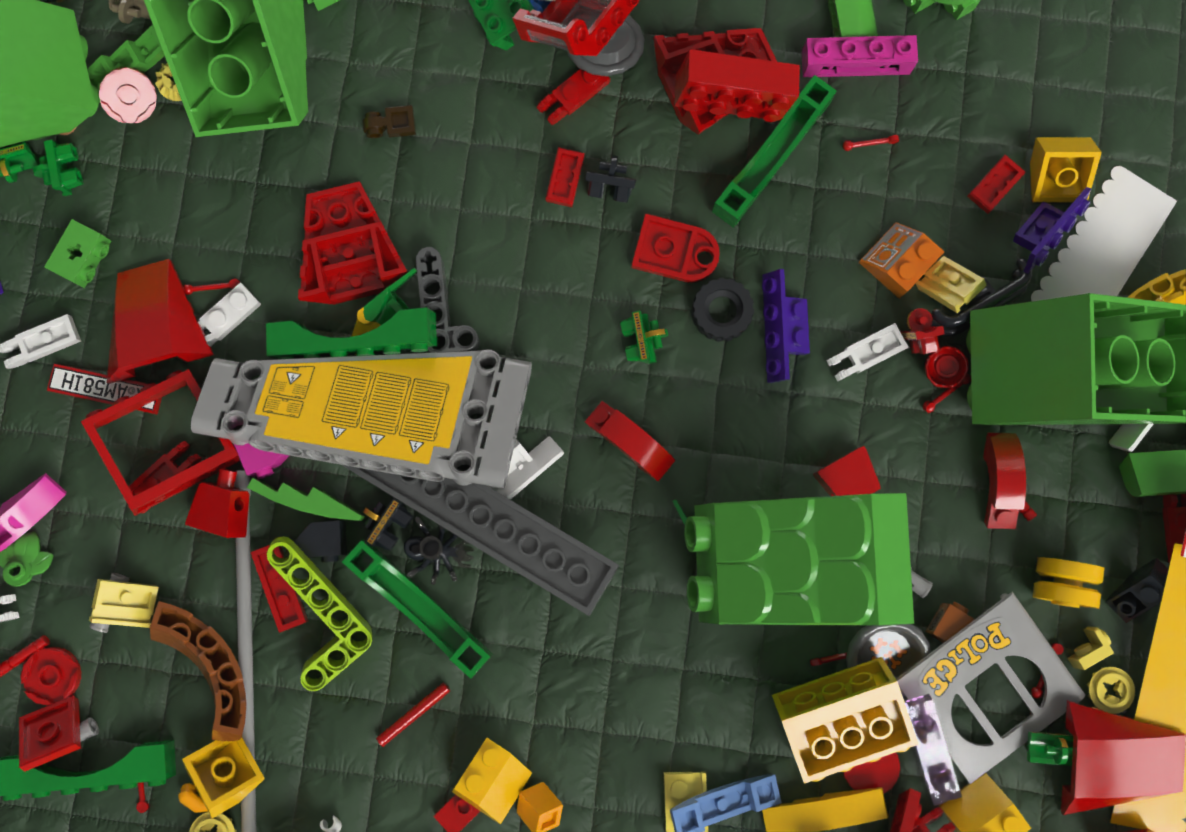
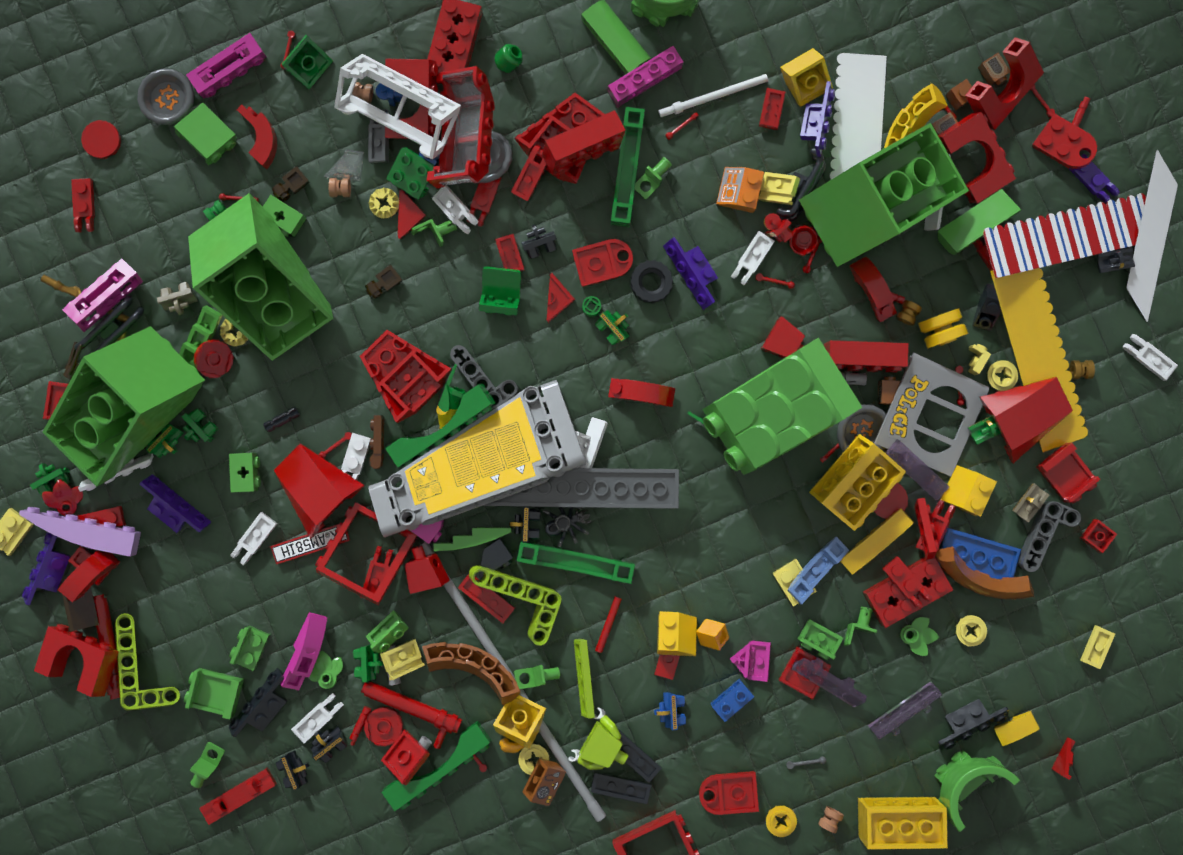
camera: 30 degrees left, 5 degrees up
(81, 582) = (369, 663): none -> green hips
(125, 707) = (440, 718): none -> red cylinder
(126, 557) = (387, 632): none -> bright green bracket
(165, 217) = (281, 419): none -> black axle
(264, 312) = (377, 441): none -> reddish brown hinge
(281, 727) = (537, 676): none -> bright green bracket
(339, 767) = (584, 678): none -> lime tile
(445, 40) = (385, 211): none -> light yellow gear
(470, 61) = (408, 215): none -> red tile
(495, 98) = (438, 231): none -> bright green bracket
(527, 212) = (500, 290): none -> green bracket
(530, 81) = (454, 208): none -> white hinge
(593, 265) = (558, 298): none -> red tile
(627, 302) = (589, 308): none -> green wheel
(647, 94) = (530, 175): none -> red plate
(799, 183) = (653, 176): none -> bright green bracket
(863, 383) = (759, 277): none -> red hinge
(879, 117) = (678, 107): none -> white bar
(955, 564) = (869, 355): none -> red brick
(1032, 537) = (909, 313): none -> pearl gold wheel

